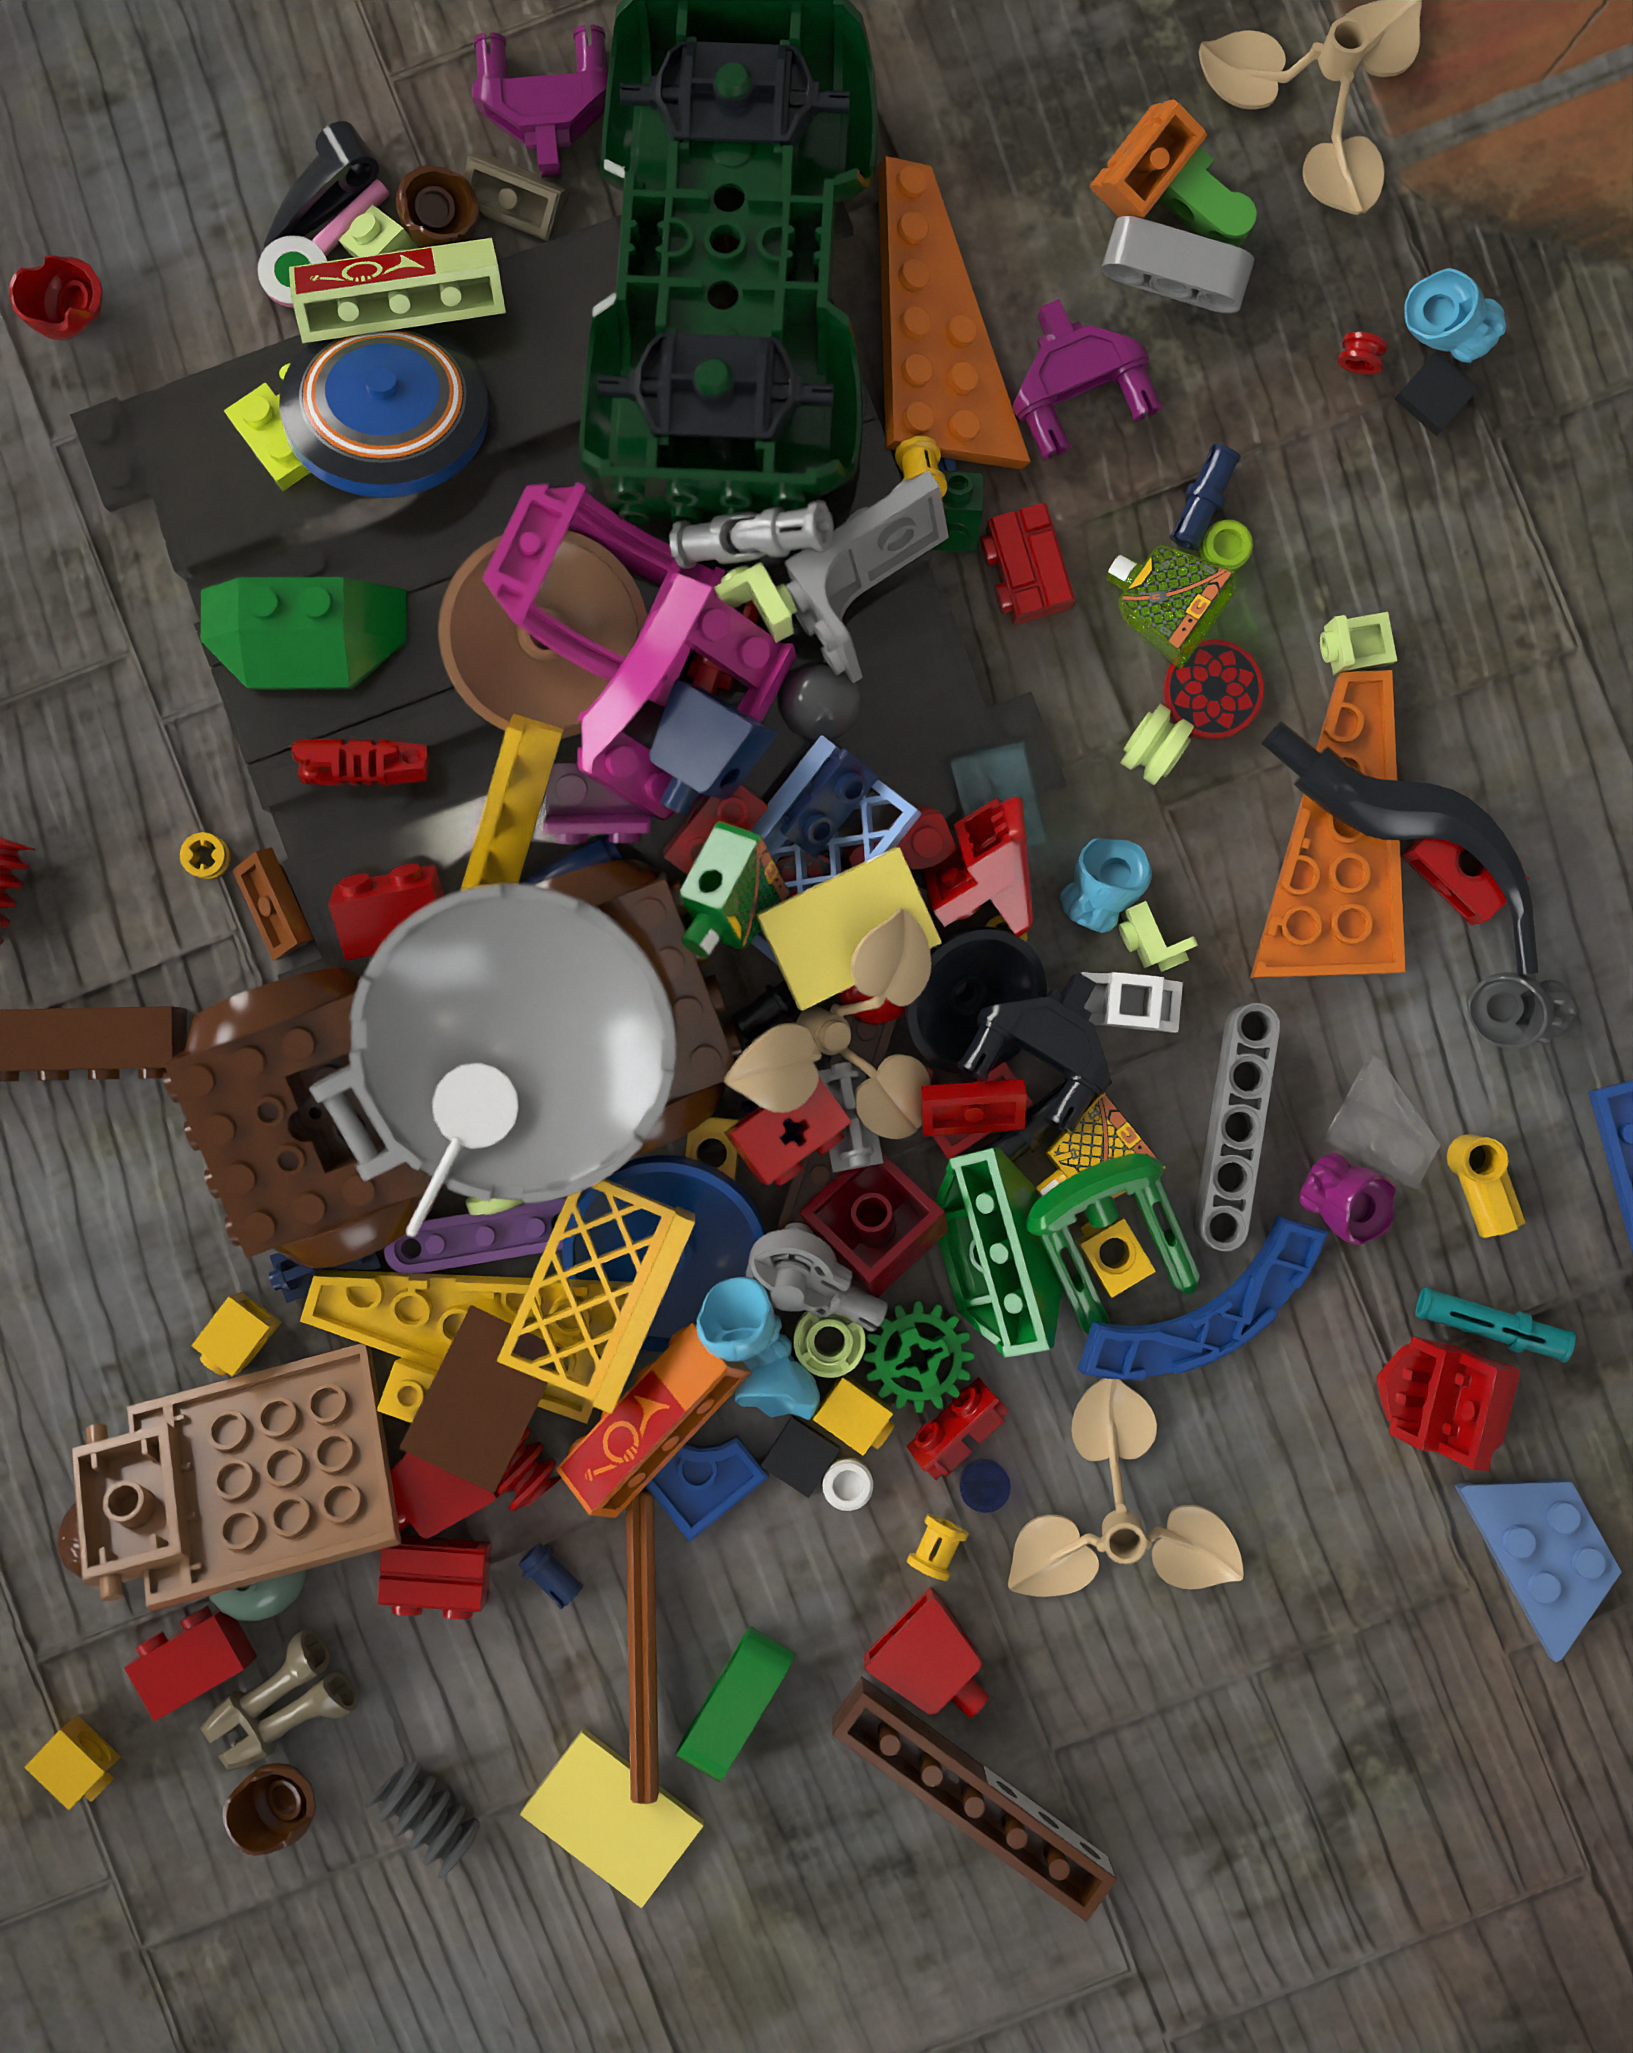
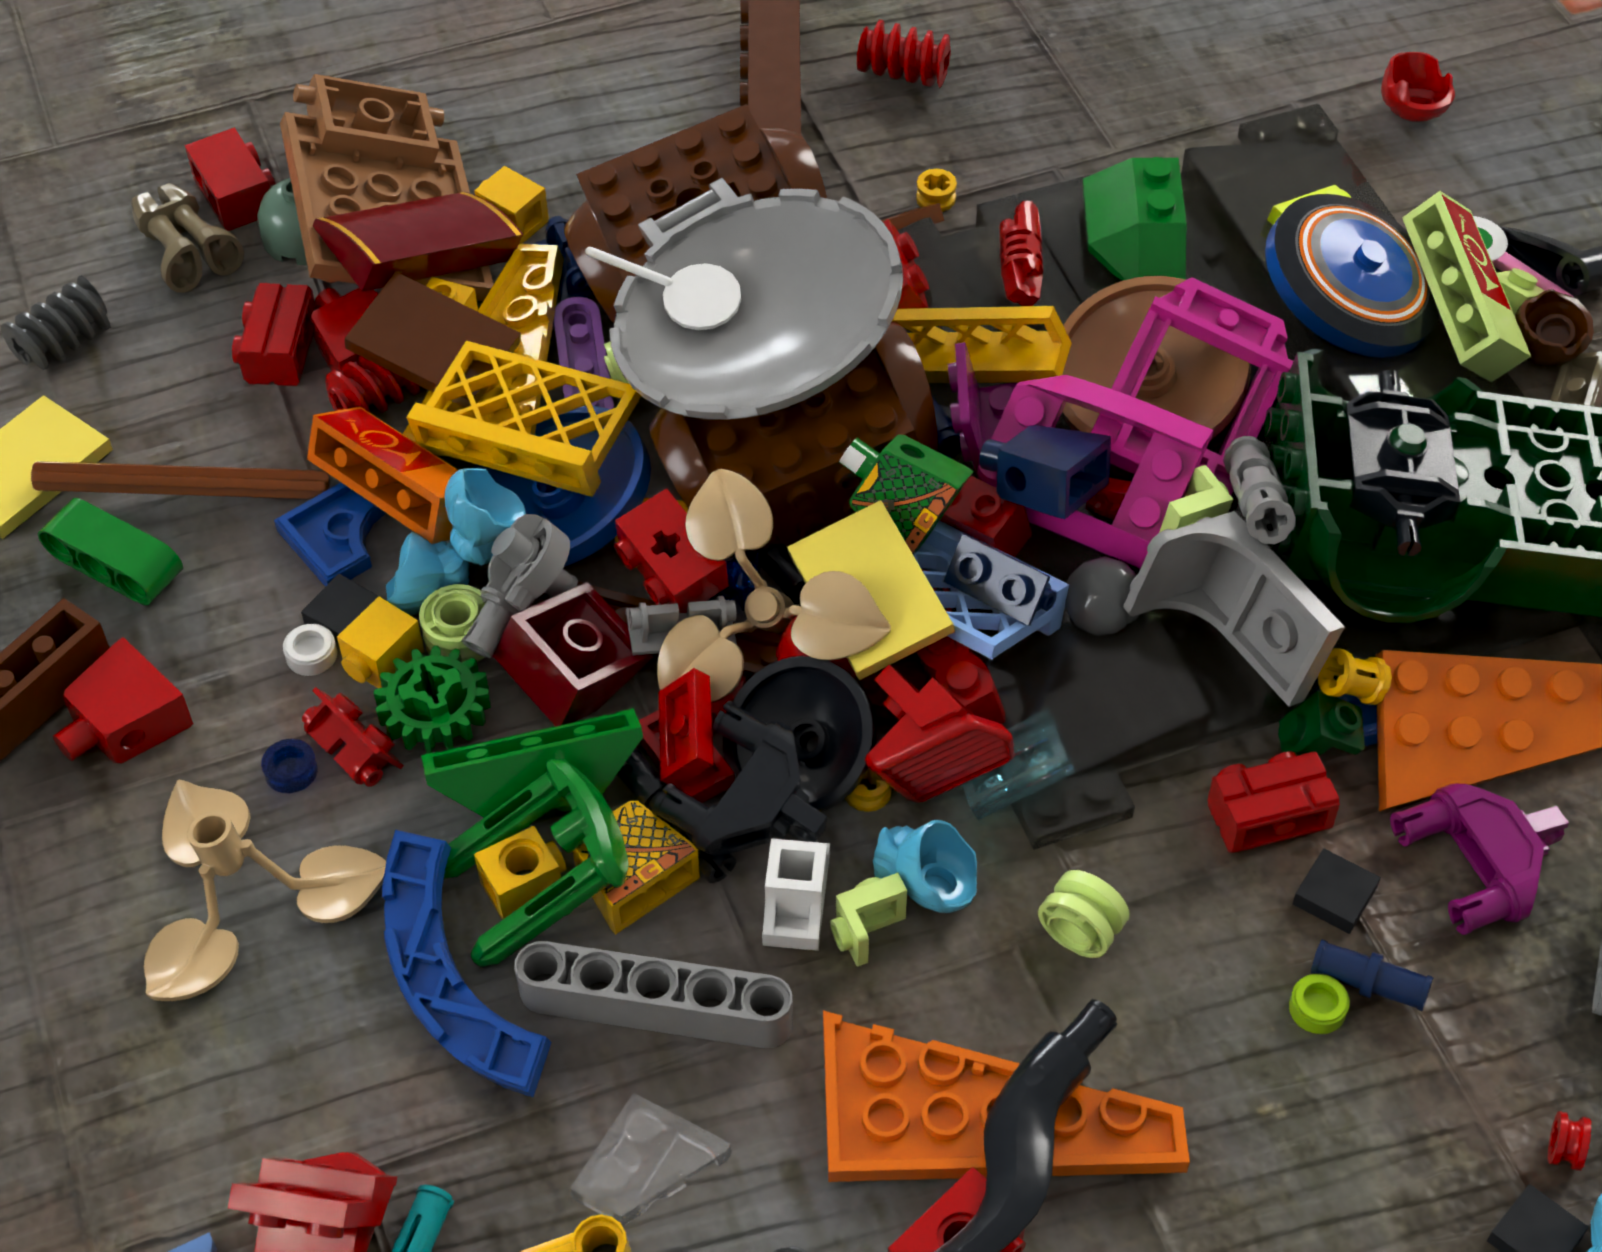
camera: 90 degrees right, 35 degrees down
(74, 1763) = (160, 110): yellow brick -> none
(269, 1809) = (91, 221): reddish brown hair -> none
(320, 1432) = (419, 238): none -> dark red slope
(550, 1575) = (260, 417): dark blue pin -> none
(951, 1537) = (232, 715): yellow bush -> none
(1112, 517) = (1336, 890): none -> black piece
(1172, 599) = (1243, 929): torso -> none
(1215, 690) = (1153, 985): tile -> none
(1350, 1199) = (562, 1108): magenta hair -> none
(1358, 643) = (1219, 1127): yellowish green bracket -> none

